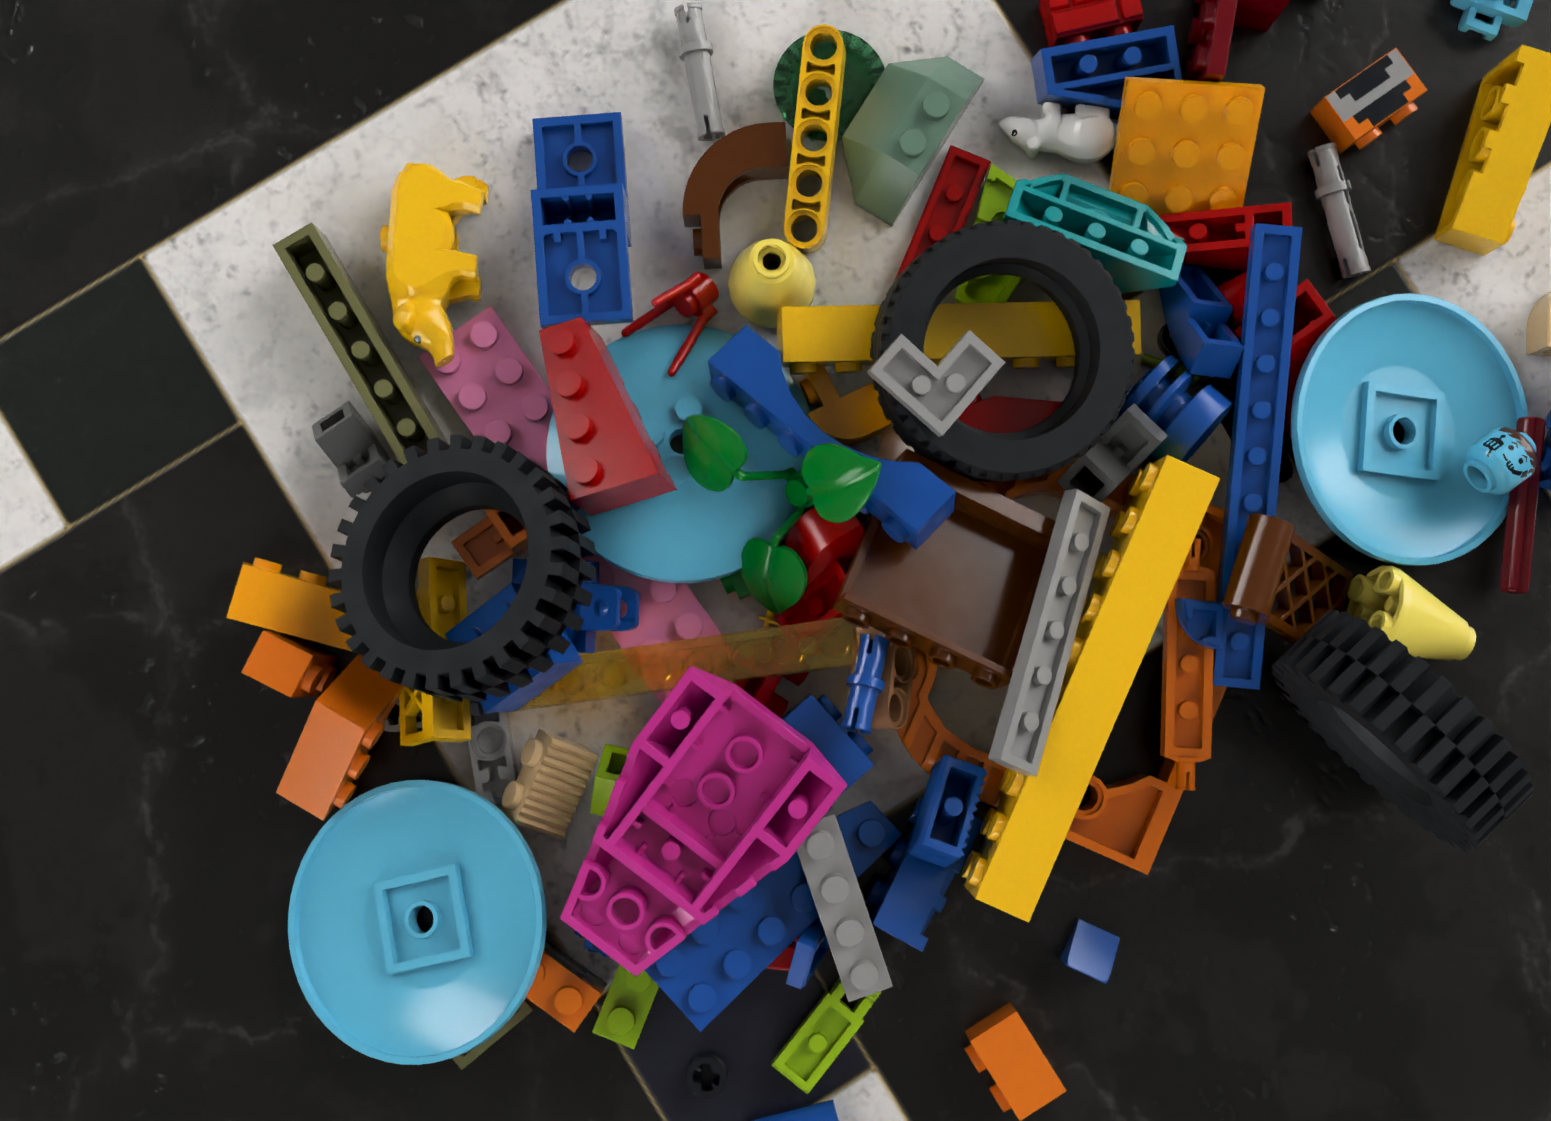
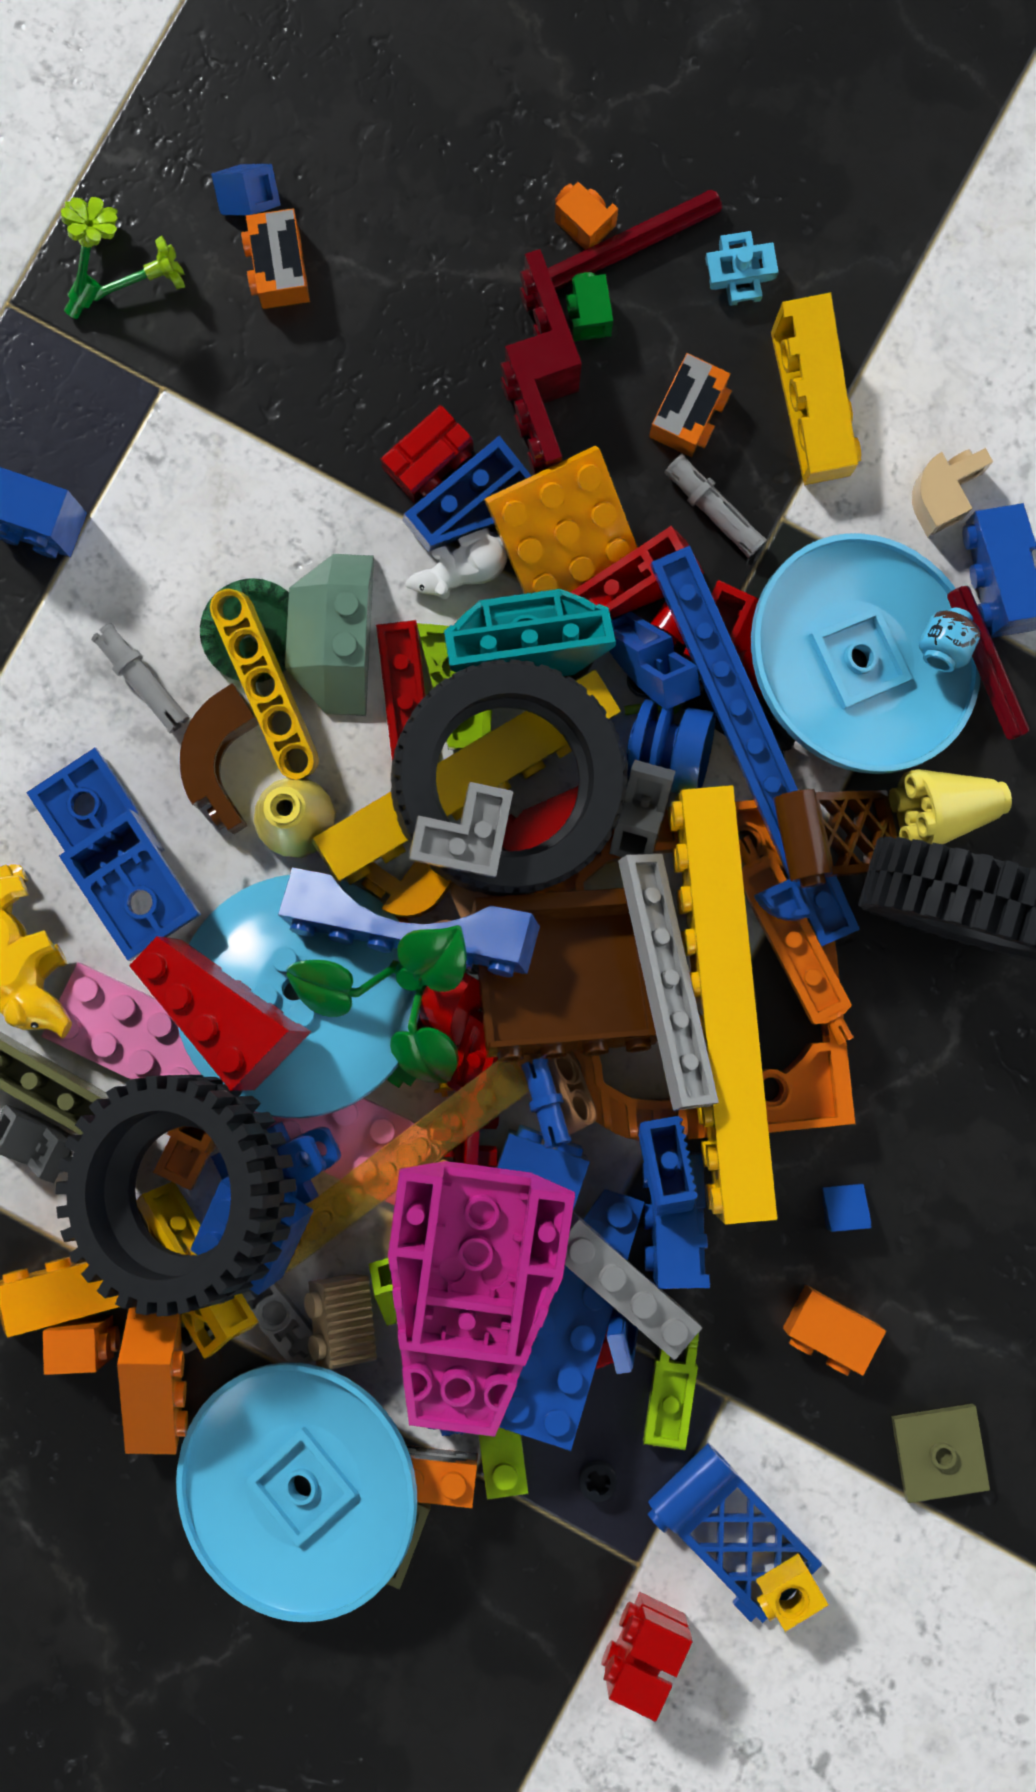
camera: 30 degrees left, 0 degrees up
(690, 298) = (236, 866): red plant -> none

